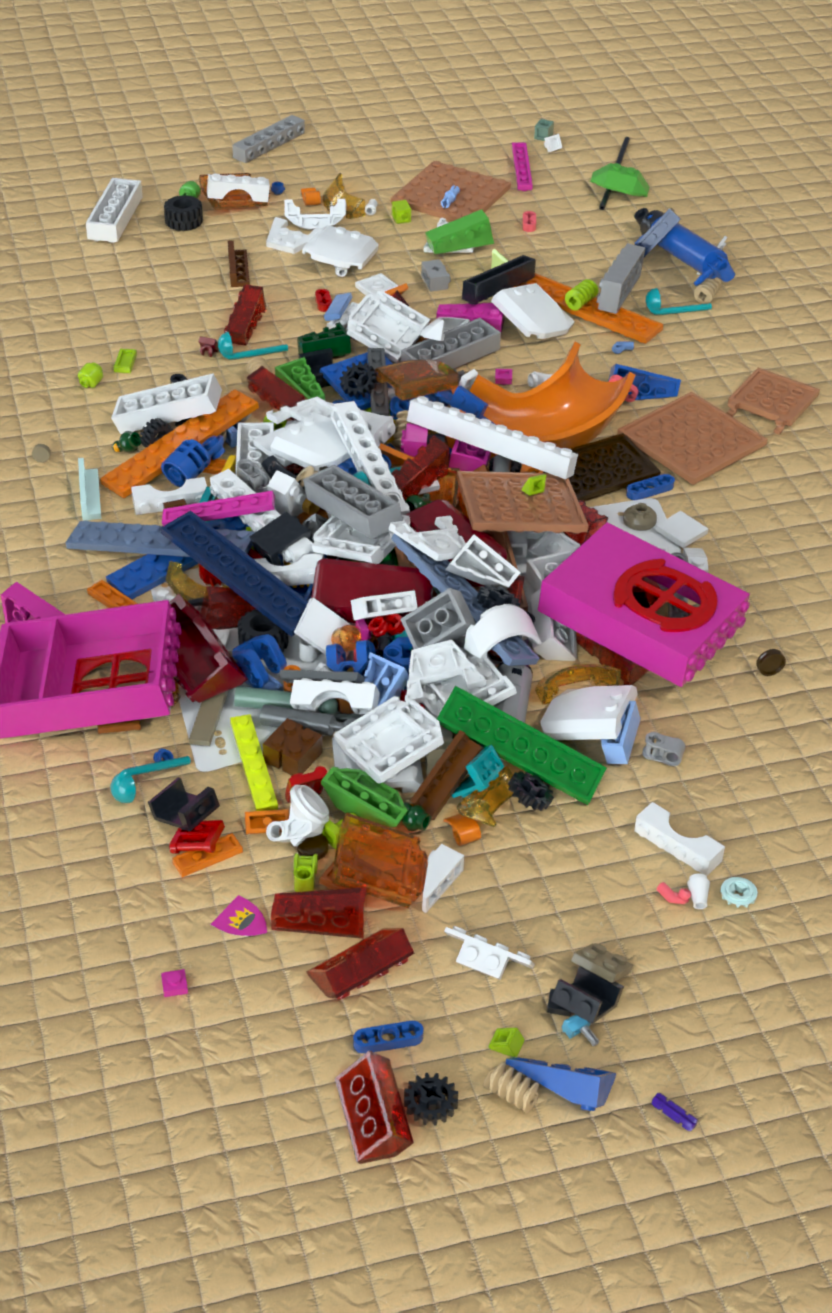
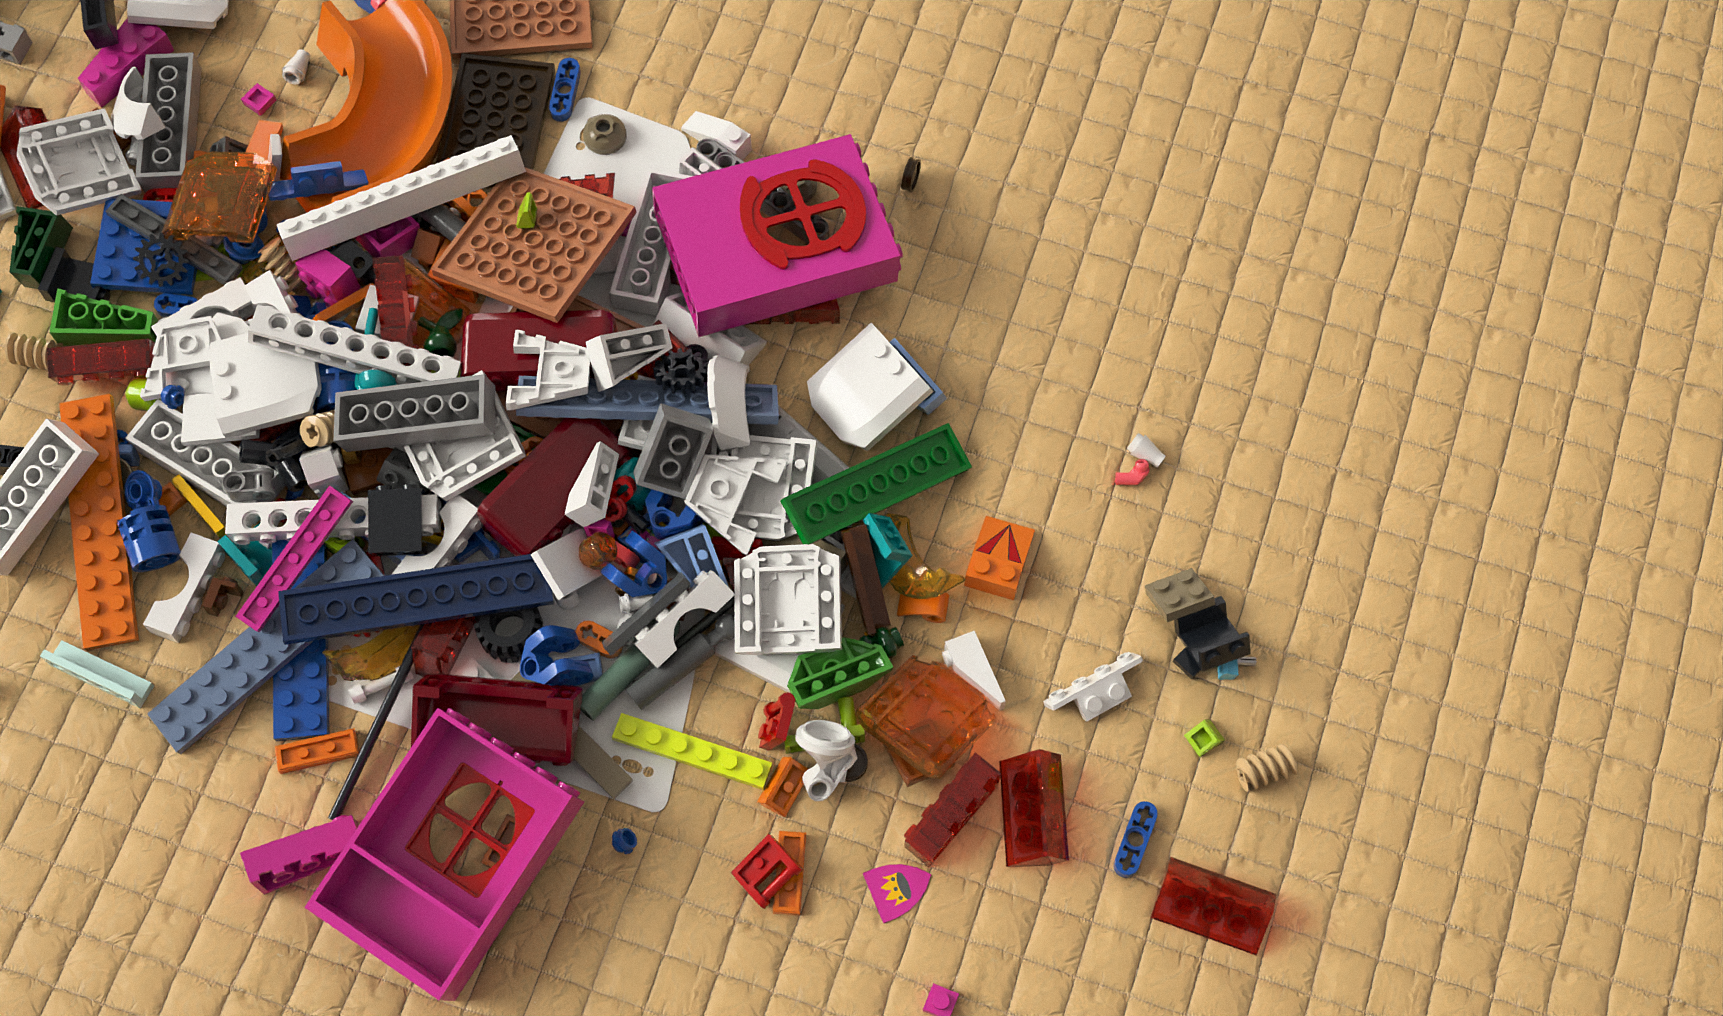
camera: 55 degrees left, 25 degrees up
(123, 785) = (641, 906): teal piece -> none
(128, 442) = (41, 579): dark green animal -> none
(152, 429) = (59, 540): black tyre -> none
(182, 808) = (714, 860): black panel -> none
(279, 419) = (173, 396): none -> blue plate
(297, 746) = (704, 698): reddish brown piece -> none
(305, 872) = (880, 788): lime piece -> none
(431, 1099) = (1229, 836): black gear -> none
(530, 790) = (927, 512): black gear -> none
(534, 849) = (999, 557): none -> orange slope
(575, 674) = (785, 363): clear yellow windscreen -> none
(580, 1086) = (1293, 710): wedge -> none
(665, 750) = (953, 353): light grey piece -> none
(674, 1111) = (1368, 647): dark purple axle -> none
(681, 529) = (654, 109): white tile -> none
(700, 853) = (1044, 430): white arch -> none
(742, 886) = (1177, 412): light aqua gear -> none

